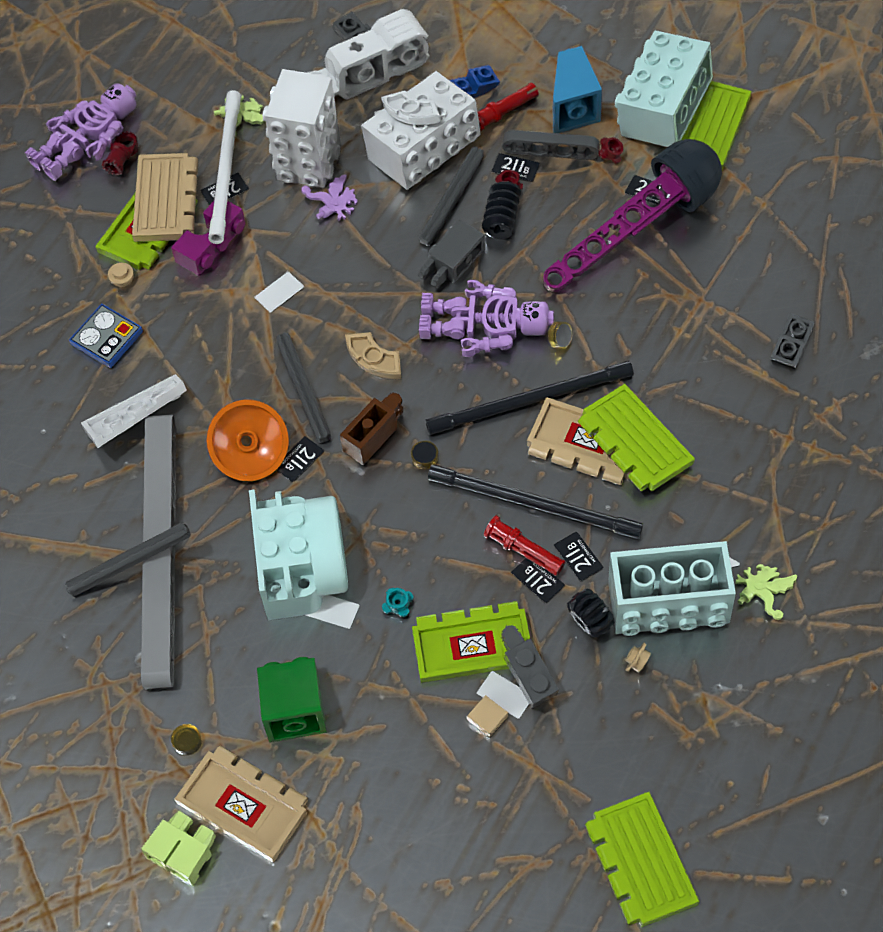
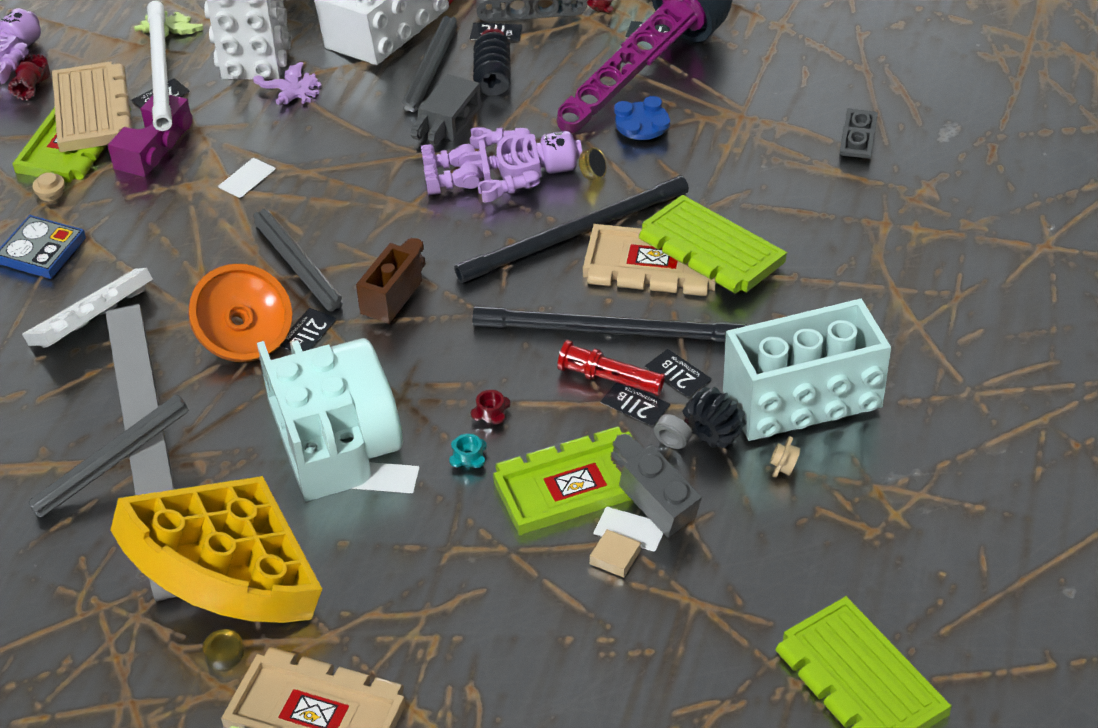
camera: 15 degrees left, 15 degrees down
(194, 665) = (220, 550): none -> yellow brick
(291, 699) = (359, 576): green slope -> none
(373, 357) = (374, 219): tan tile -> none
(420, 556) = (490, 406): none -> dark red plate
(424, 454) = (461, 301): black tile -> none
(557, 616) = (672, 431): none -> light grey tile
(613, 291) = (641, 119): none -> blue piece
(760, 586) = (907, 364): yellowish green piece -> none

